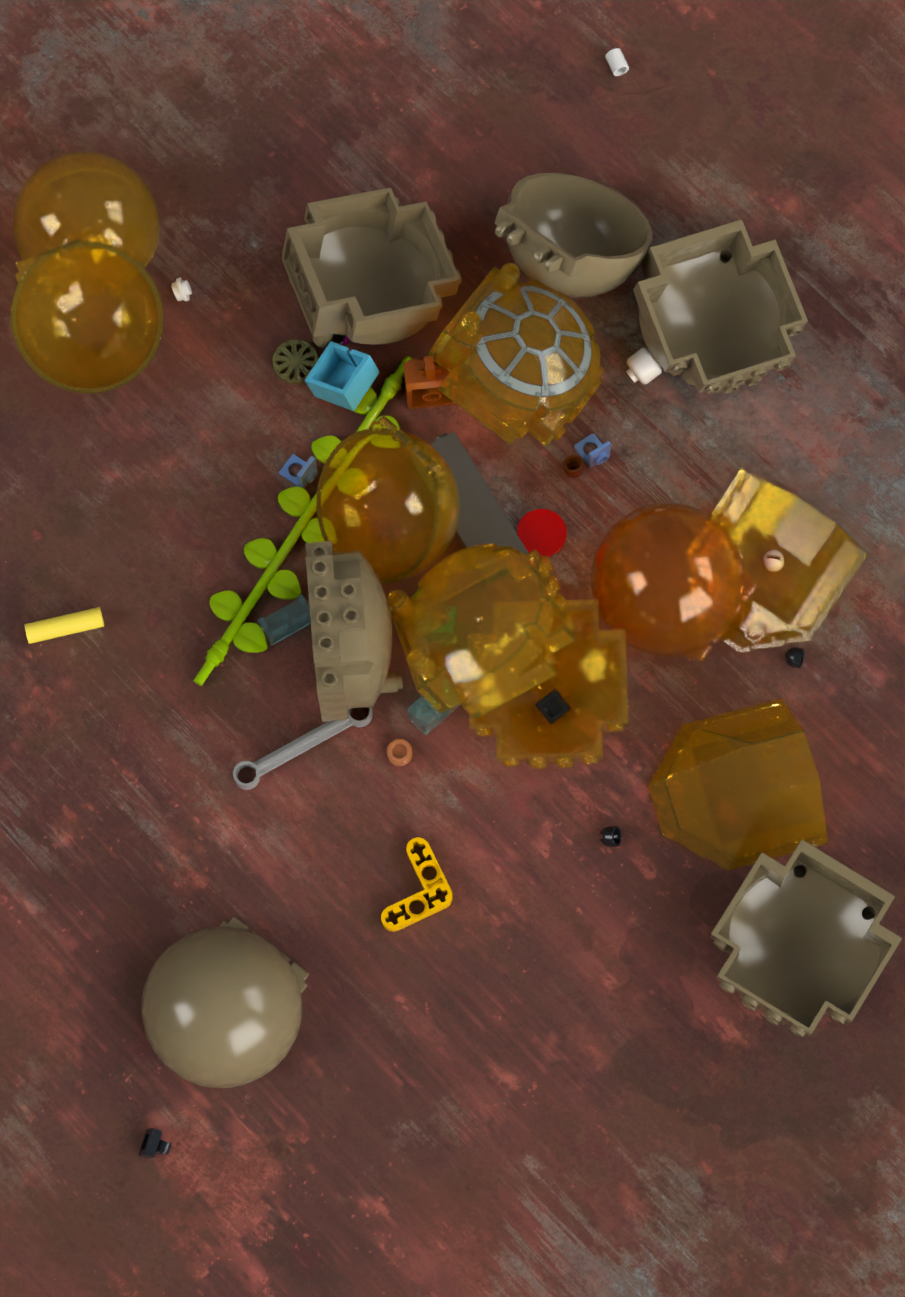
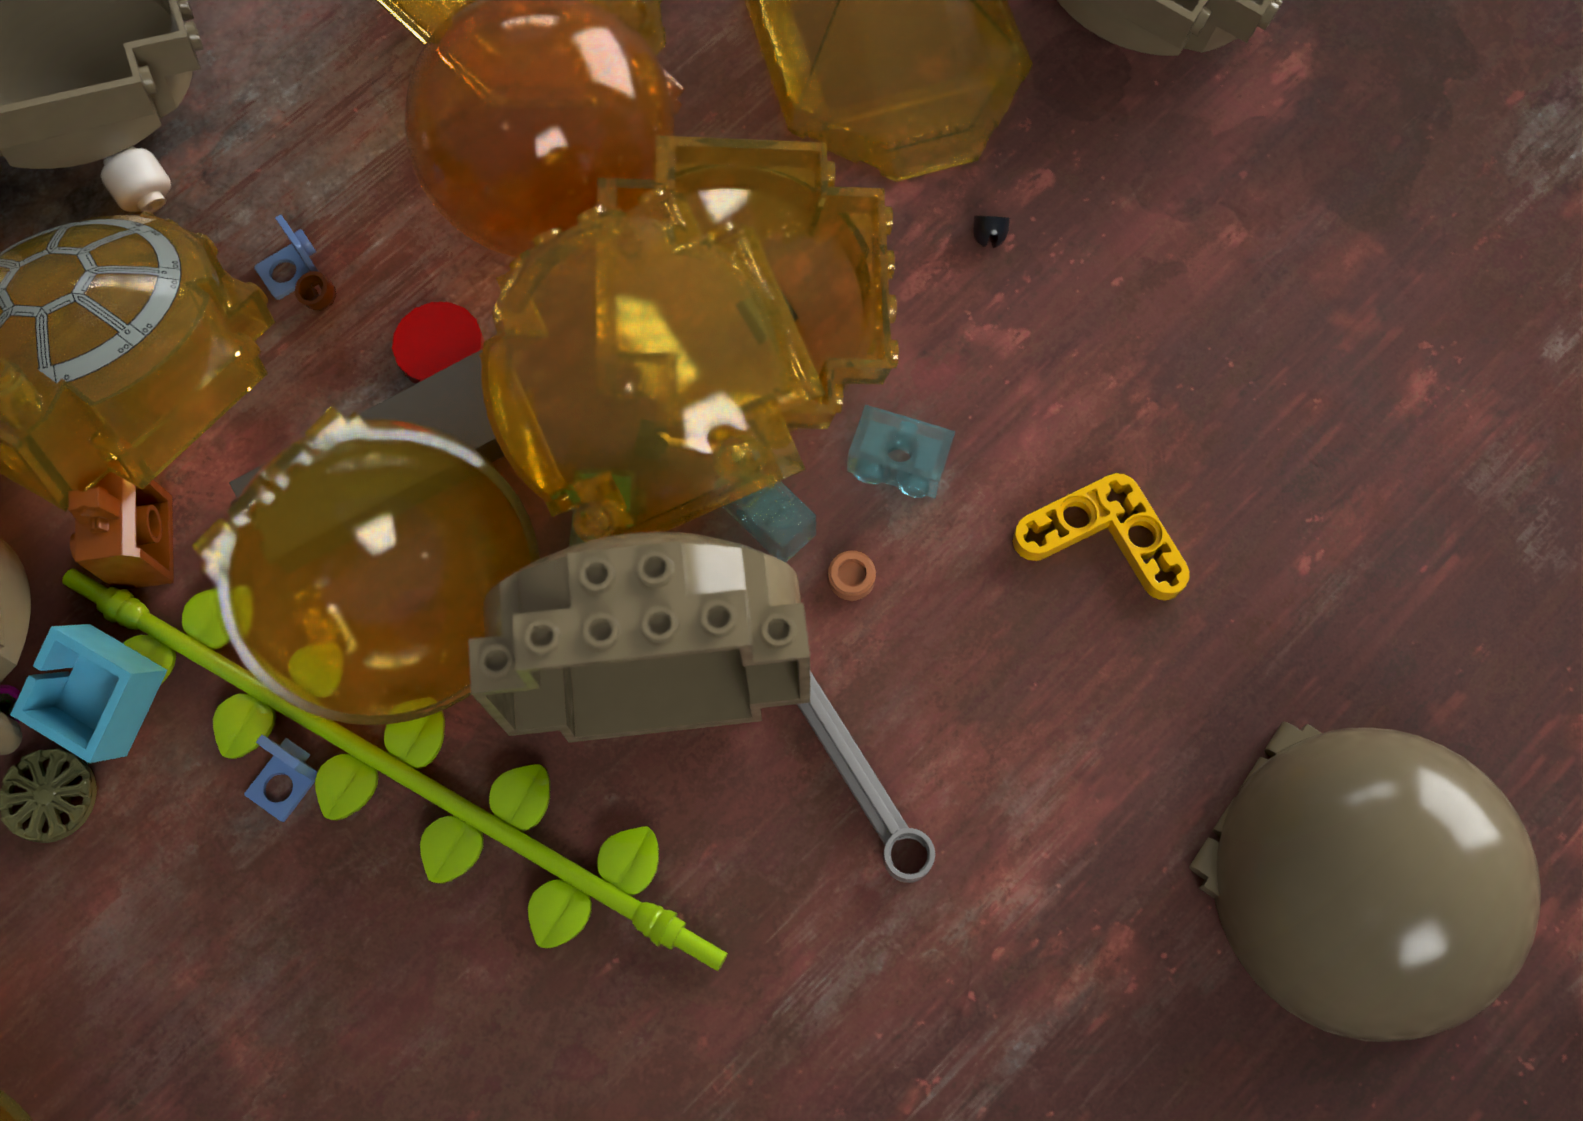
camera: 90 degrees left, 0 degrees up
(286, 621) = (590, 790): clear light blue hinge -> none
(467, 793) = (886, 431): none -> clear light blue brick

